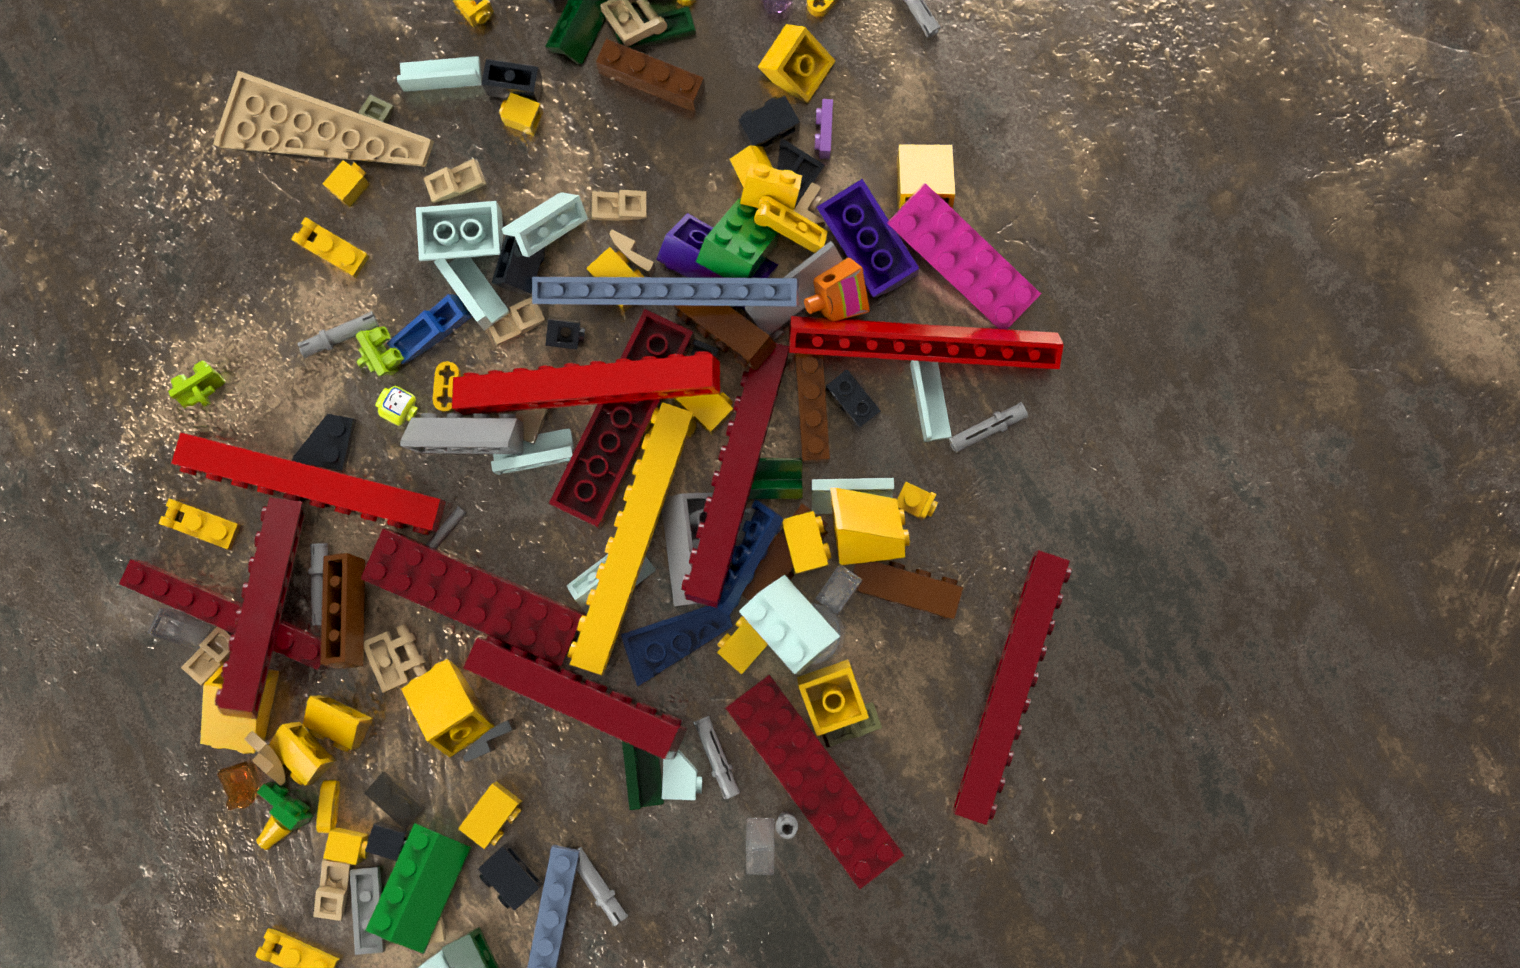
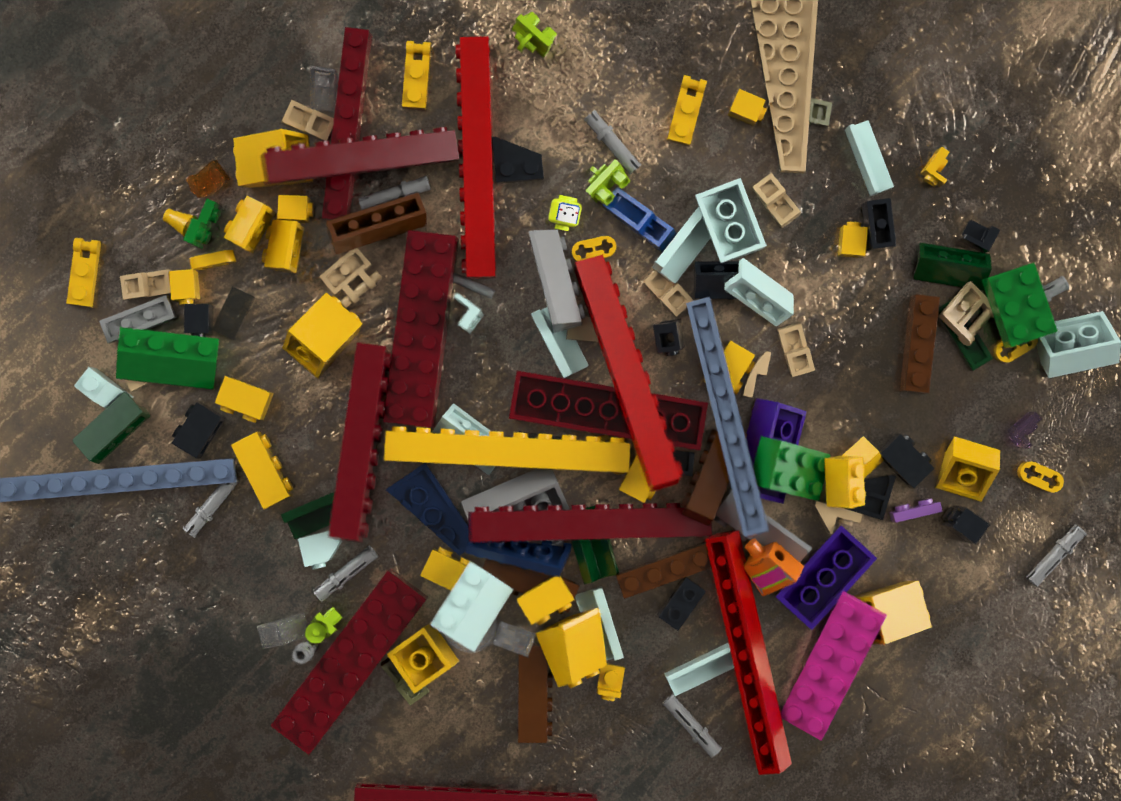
camera: 70 degrees right, 5 degrees up
(266, 758) = (236, 198): tan slope -> none
(297, 695) = (295, 208): none -> yellow brick
(469, 532) = (472, 316): none -> light aqua panel
(484, 743) = (299, 375): dark grey slope -> none
(575, 816) = (262, 469): none -> yellow brick
(766, 798) = (322, 626): none -> lime hips
(790, 224) = (817, 508): yellow plate -> none
(853, 79) = (965, 524): none -> black brick

